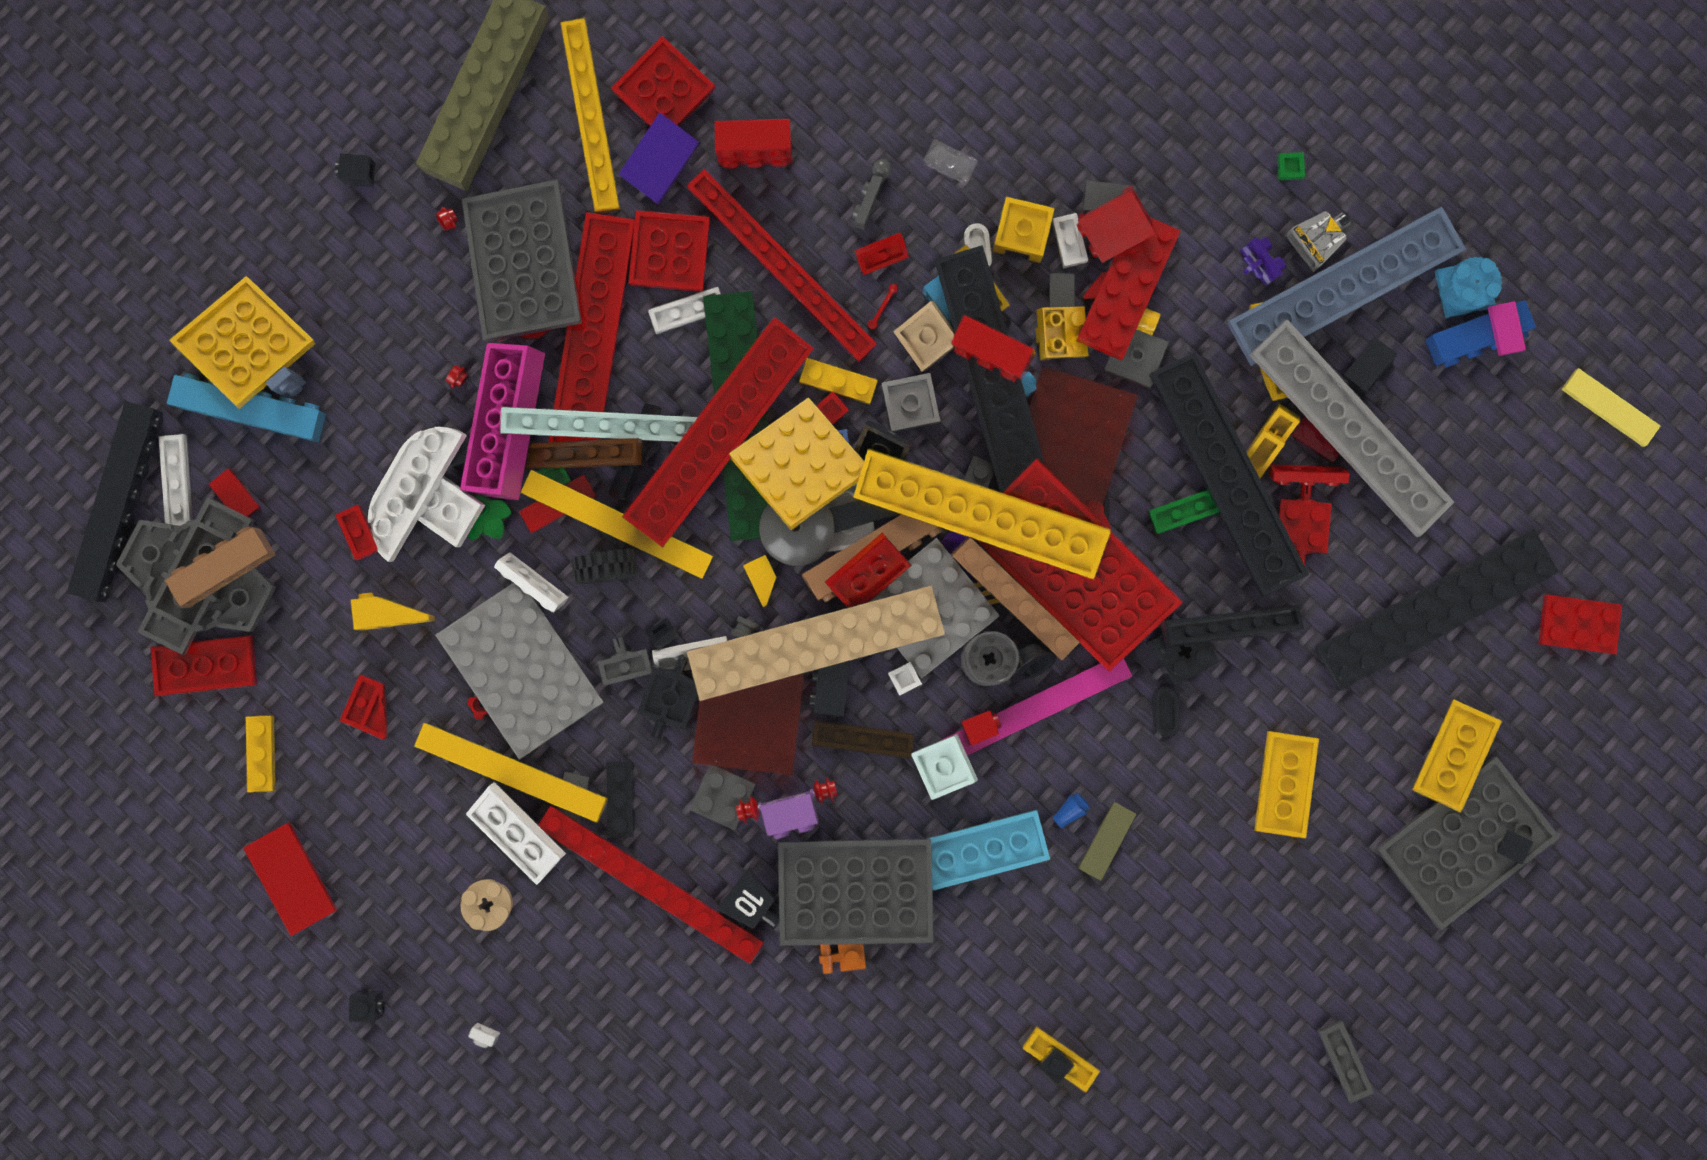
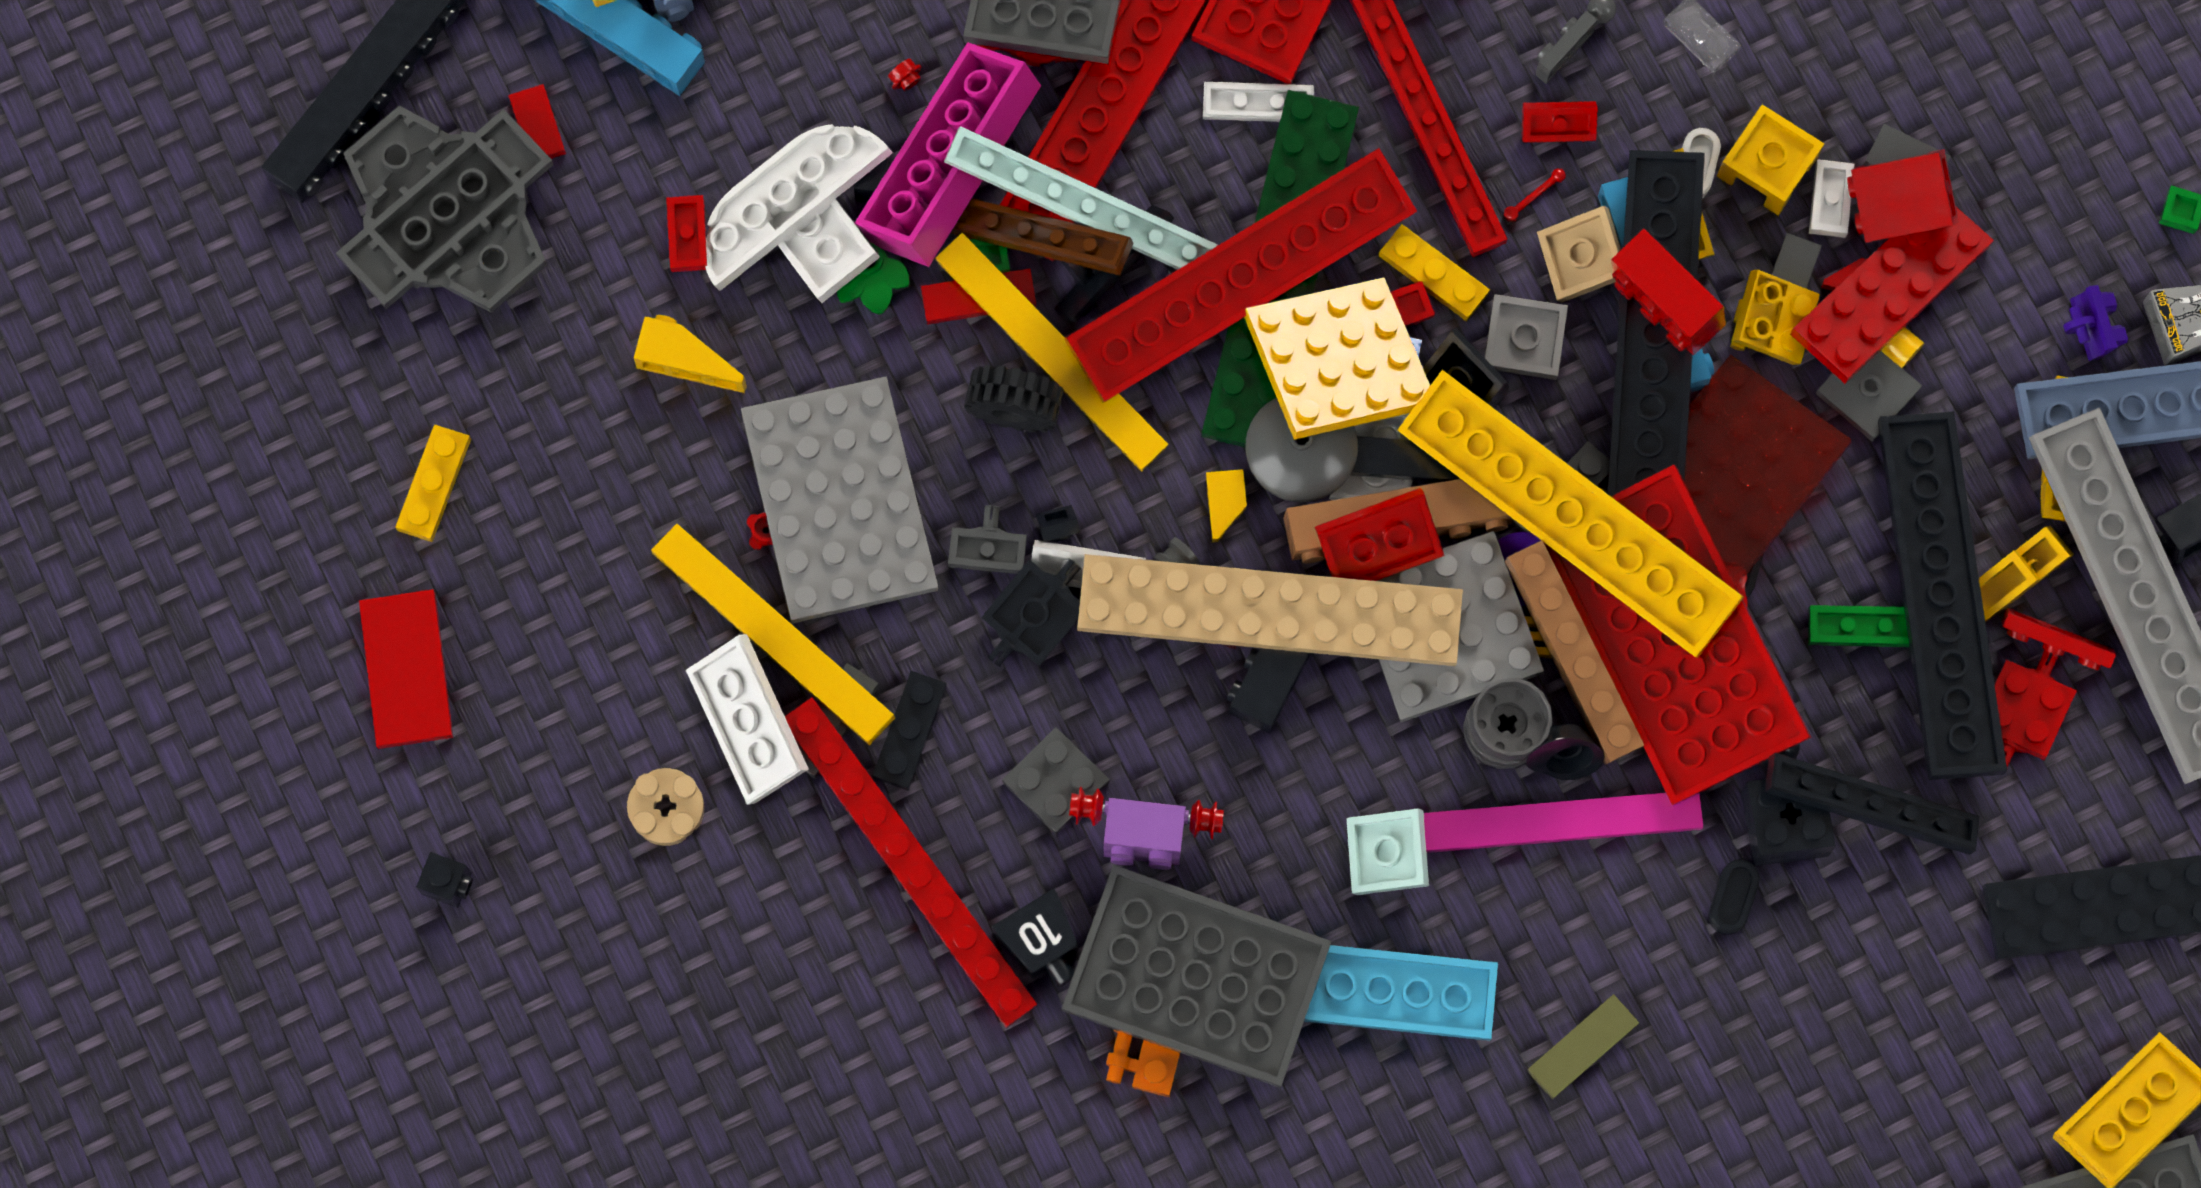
camera: 20 degrees right, 10 degrees down
(175, 479) = (465, 71): white tile -> none
(205, 666) = (404, 338): red tile -> none
(219, 567) = (486, 205): medium nougat brick -> none
(367, 707) = (606, 473): red wing -> none
(483, 1035) = (591, 985): white plate -> none
(531, 582) = (900, 387): white plate -> none
(751, 727) = (1133, 697): clear red plate -> none
(863, 739) = (1285, 775): dark brown tile -> none
(904, 678) = (1376, 711): white plate -> none
(981, 727) = (1460, 814): red brick -> none
(1071, 810) = (1547, 983): blue cone -> none
(1286, 784) = (1872, 1064): yellow tile -> none
(1310, 437) = (2083, 596): dark red plate -> none

